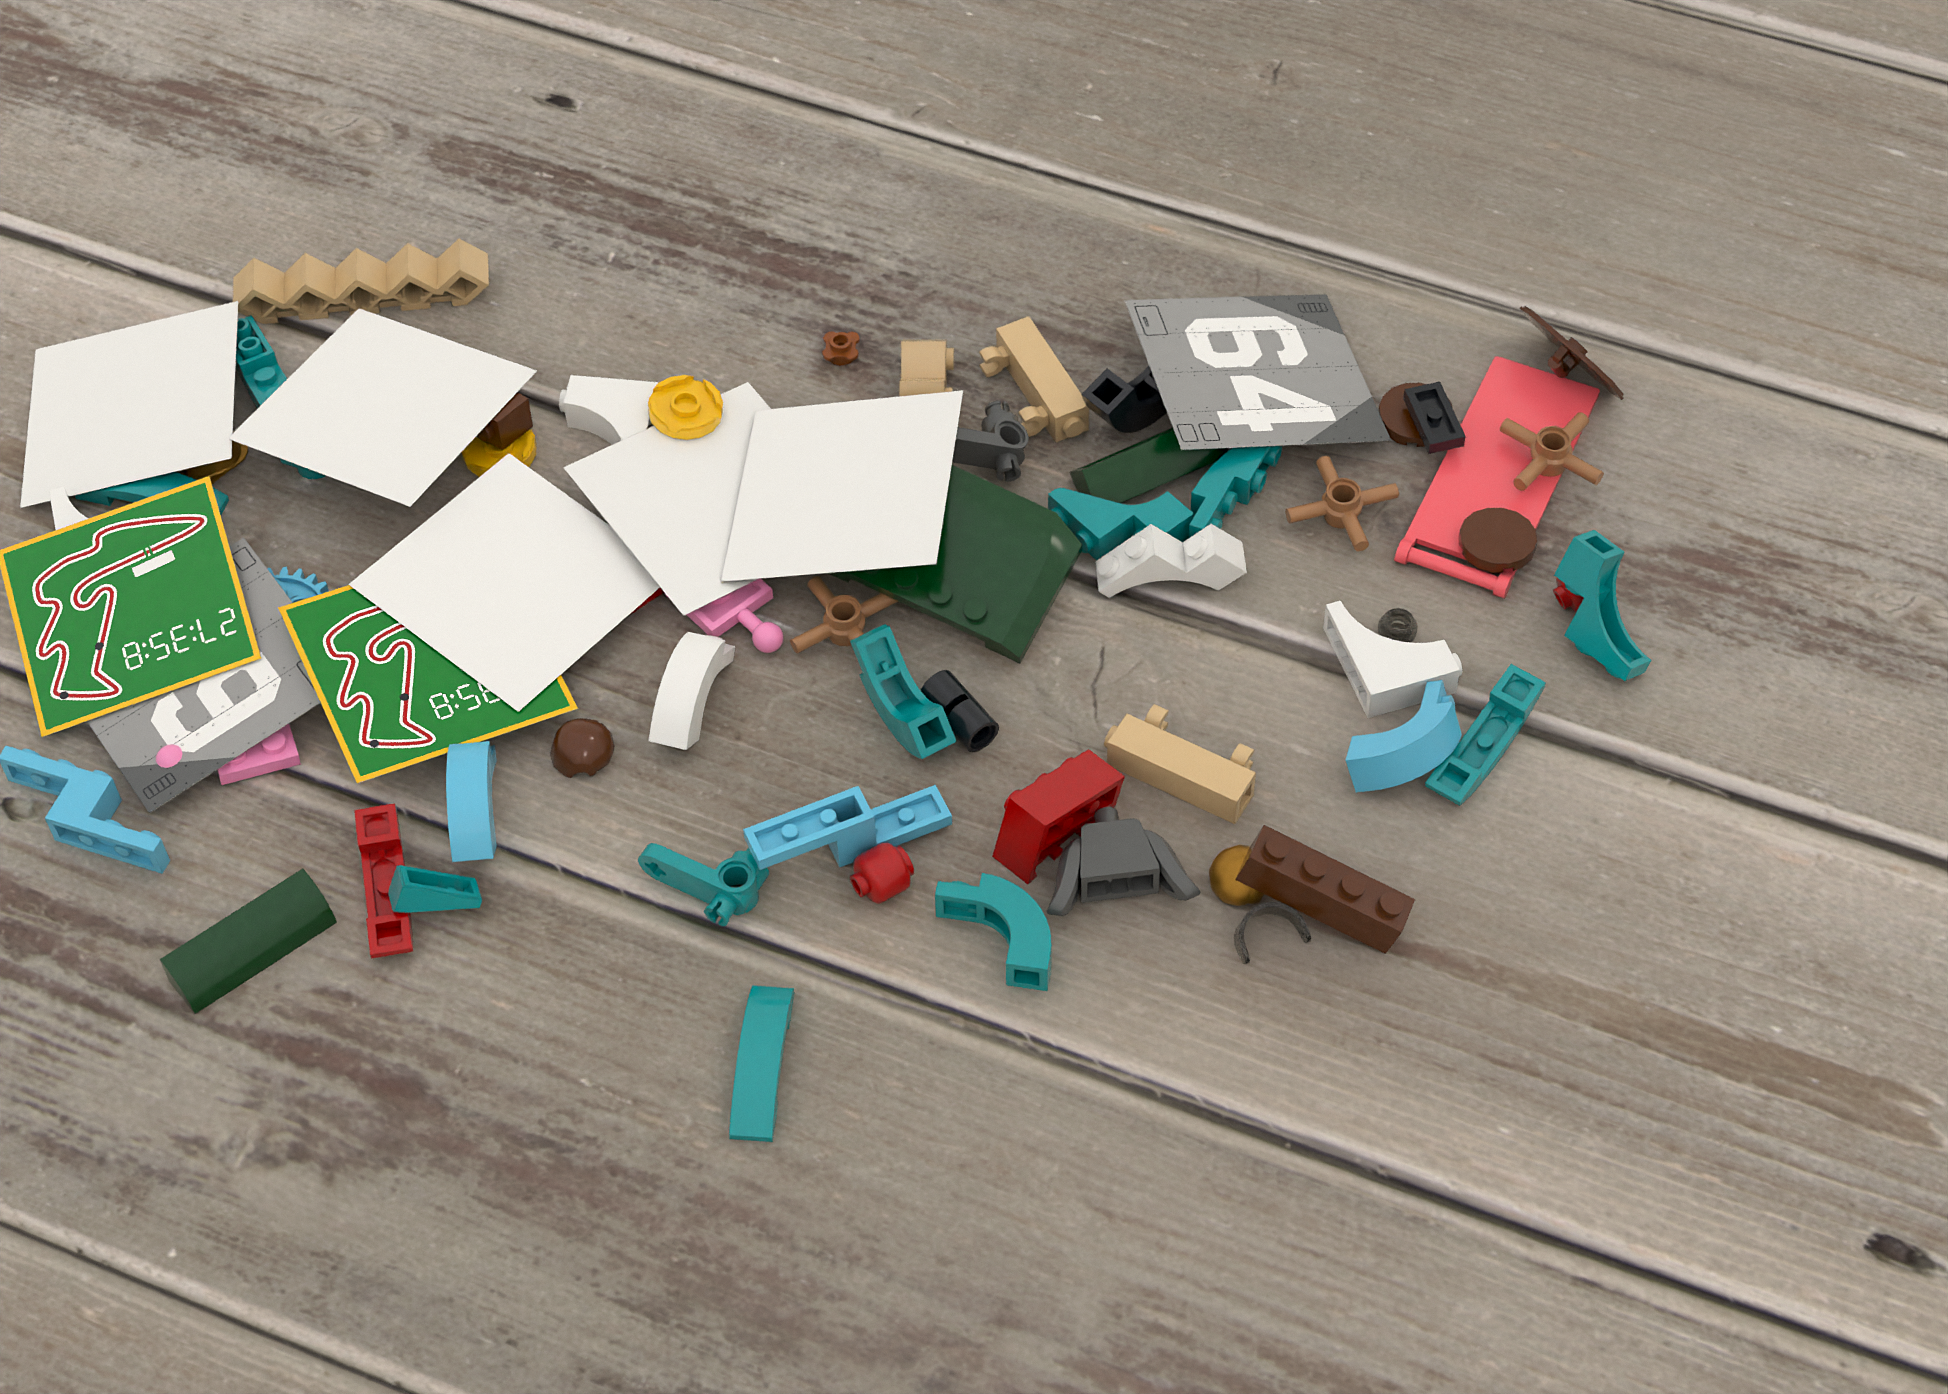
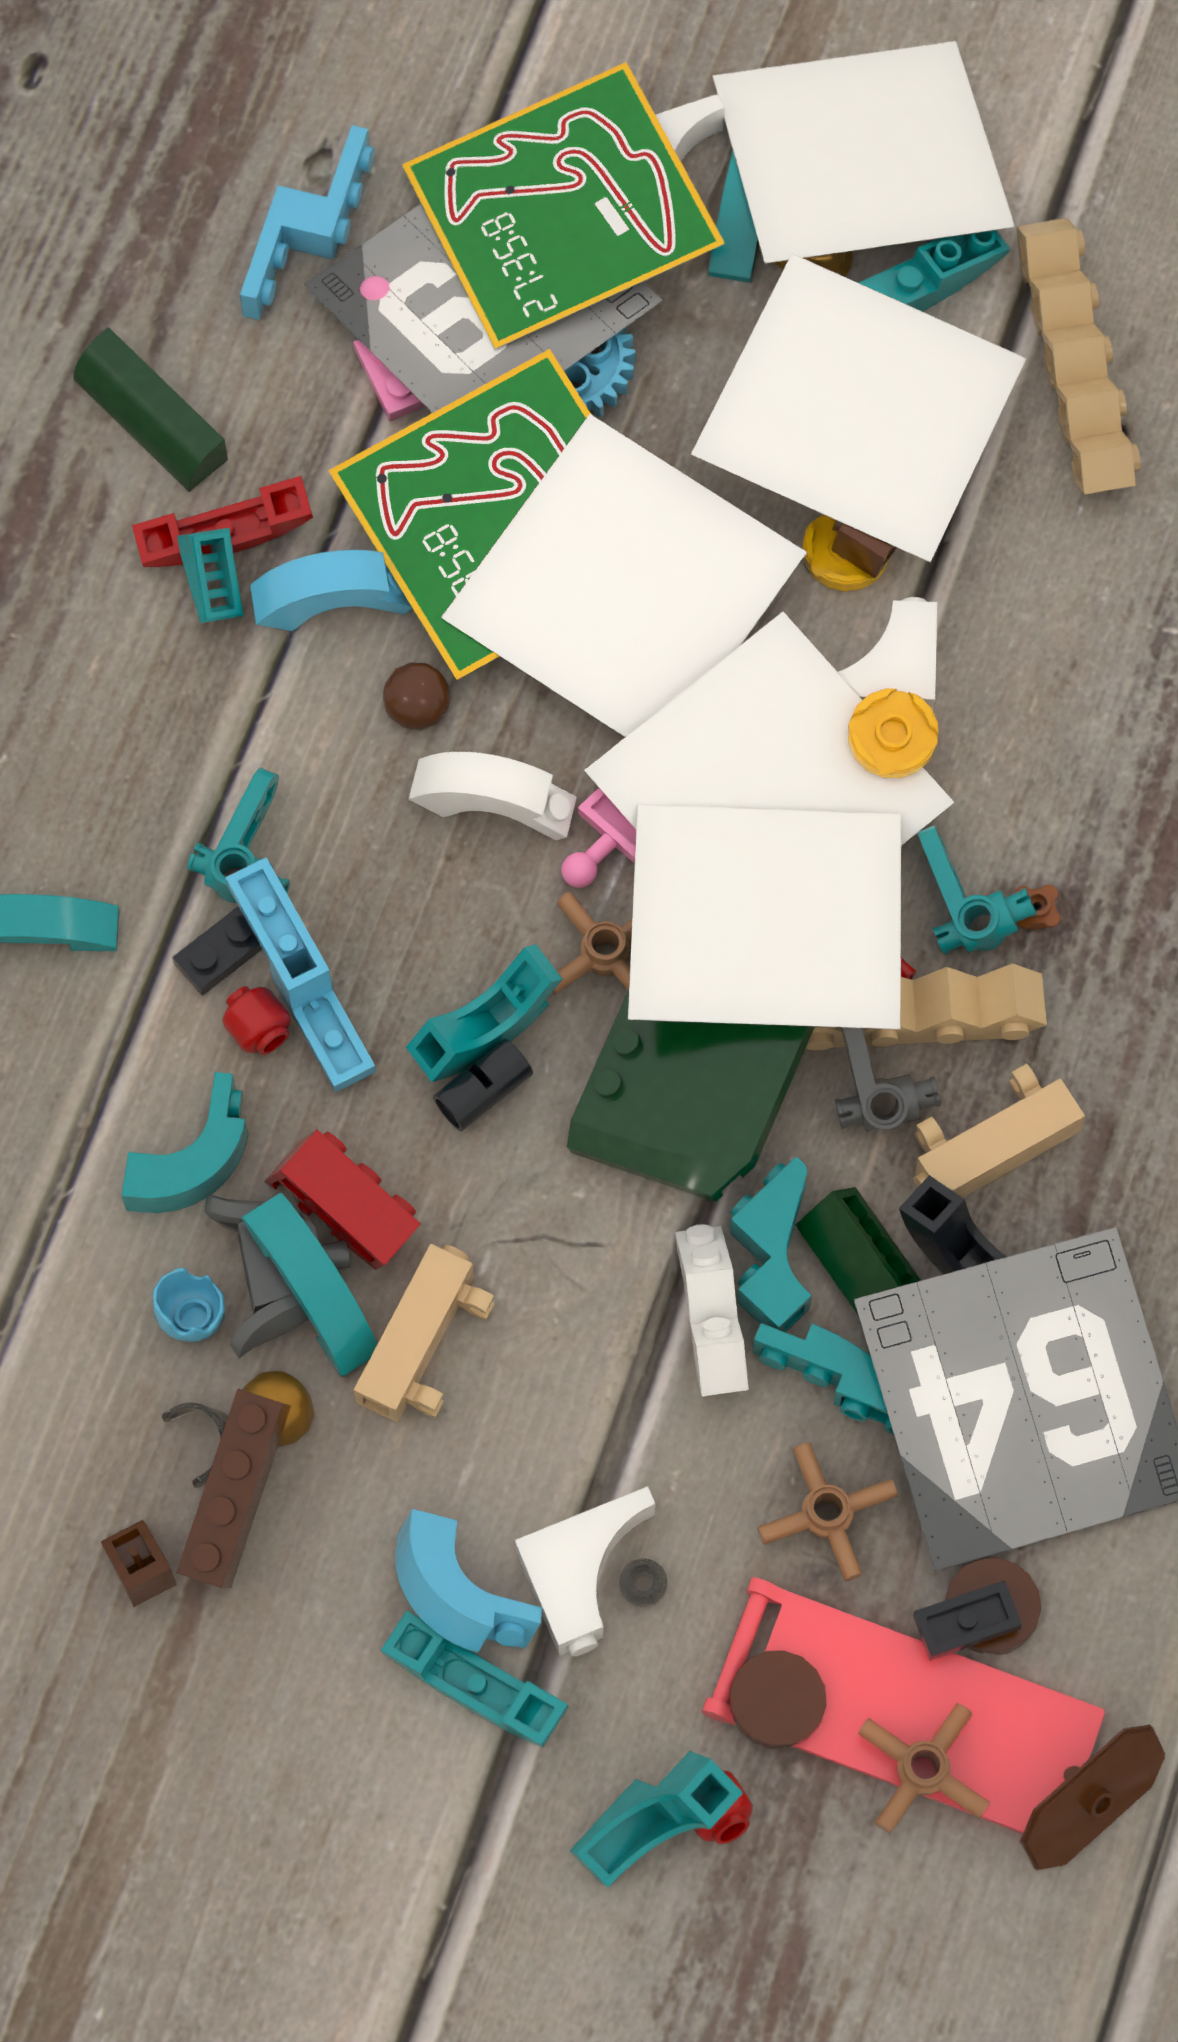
camera: 85 degrees right, 15 degrees up
(805, 904) = (218, 952): none -> black plate
(832, 389) = (963, 909): none -> teal piece
(1132, 821) = (313, 1281): none -> teal slope
(1150, 931) = (188, 1306): none -> medium azure hair
(1383, 976) = (139, 1563): none -> reddish brown slope

